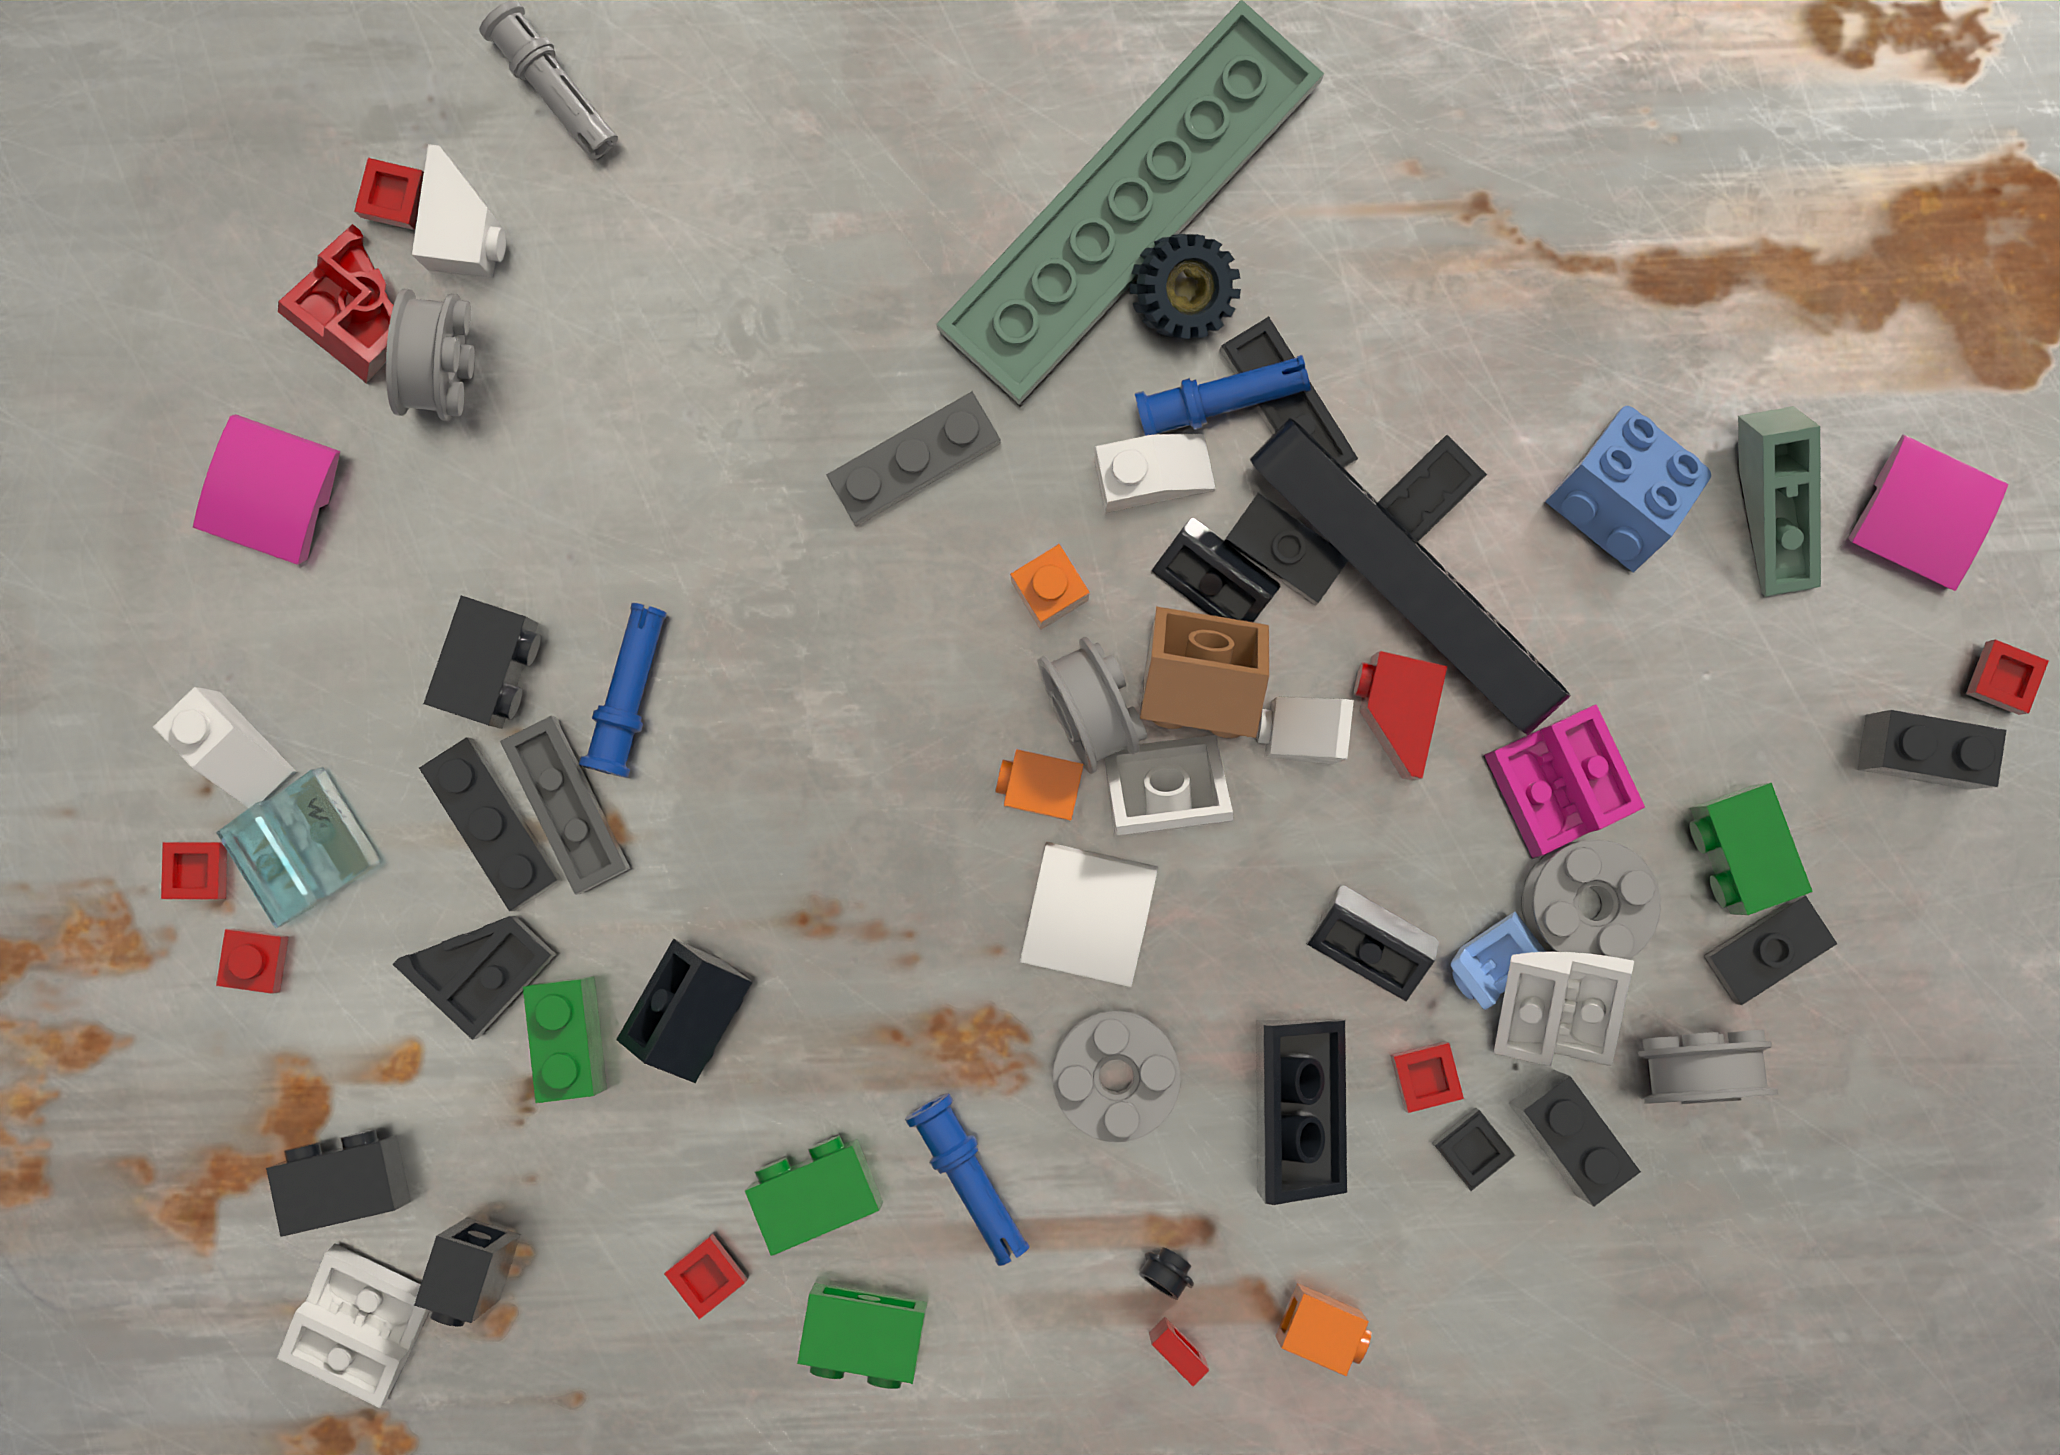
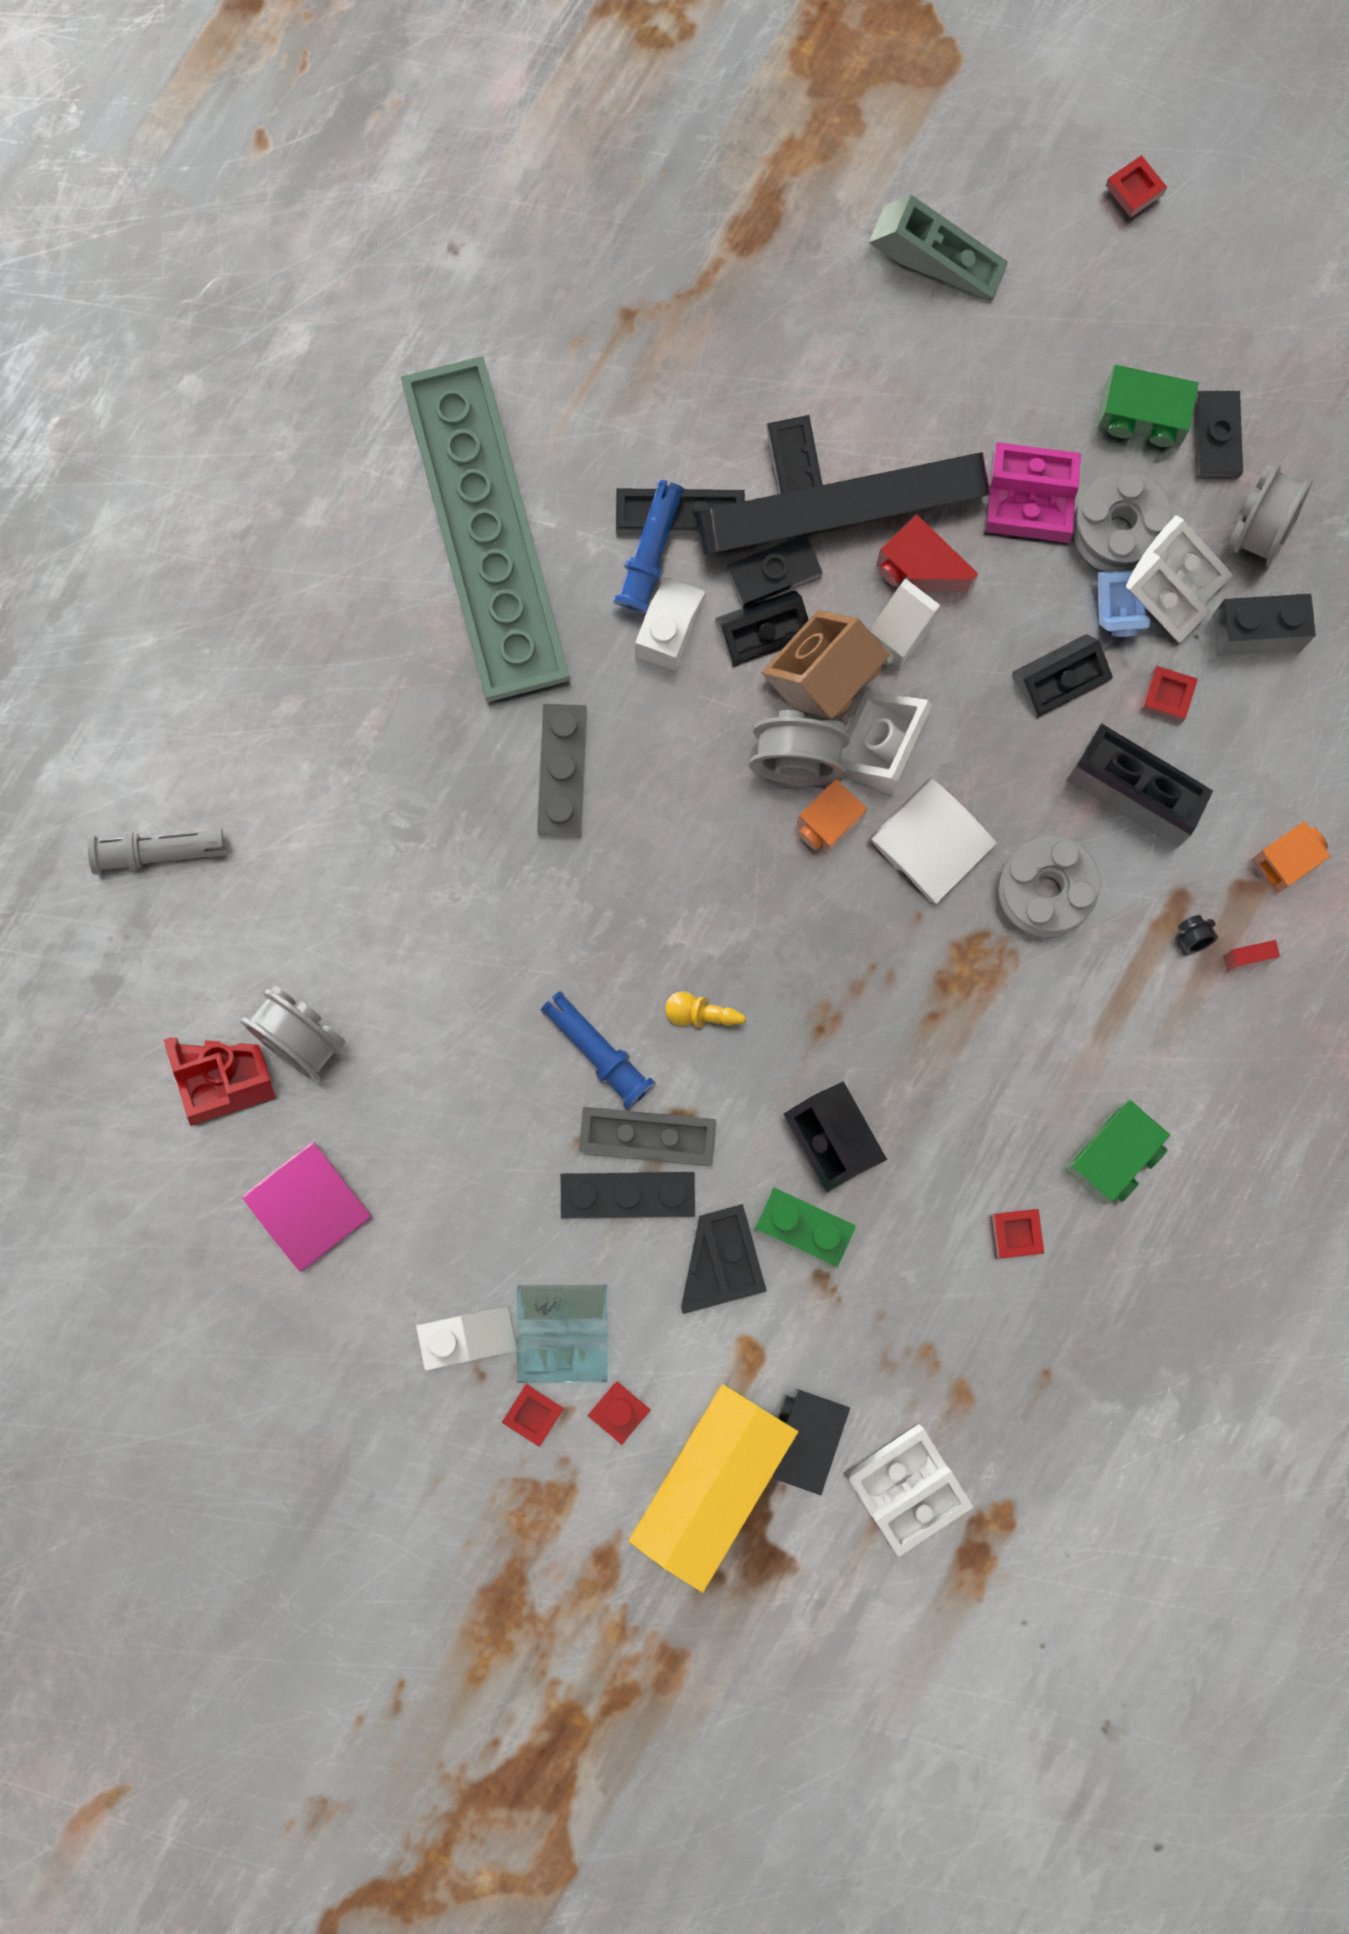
camera: 65 degrees left, 5 degrees down
(222, 1113) = (712, 1487): none -> yellow slope
(390, 194) = (161, 1000): red plate -> none
(453, 223) = (211, 966): white slope -> none
(466, 1271) = (921, 1383): black brick -> none
(483, 663) = (518, 1130): black brick -> none
(733, 759) = (685, 1009): none -> yellow bar
(813, 1195) = (1007, 1128): green brick -> none
(955, 1154) = (1037, 1022): blue pin -> none
(1050, 586) = (705, 732): orange brick -> none
(1174, 313) = (550, 539): black bush -> none
(1473, 1149) = (1233, 694): black tile -> none
(1631, 488) = (873, 336): medium blue bracket -> none
(1929, 512) = (1003, 167): dark pink slope -> none
(1932, 749) = (1153, 258): black brick -> none

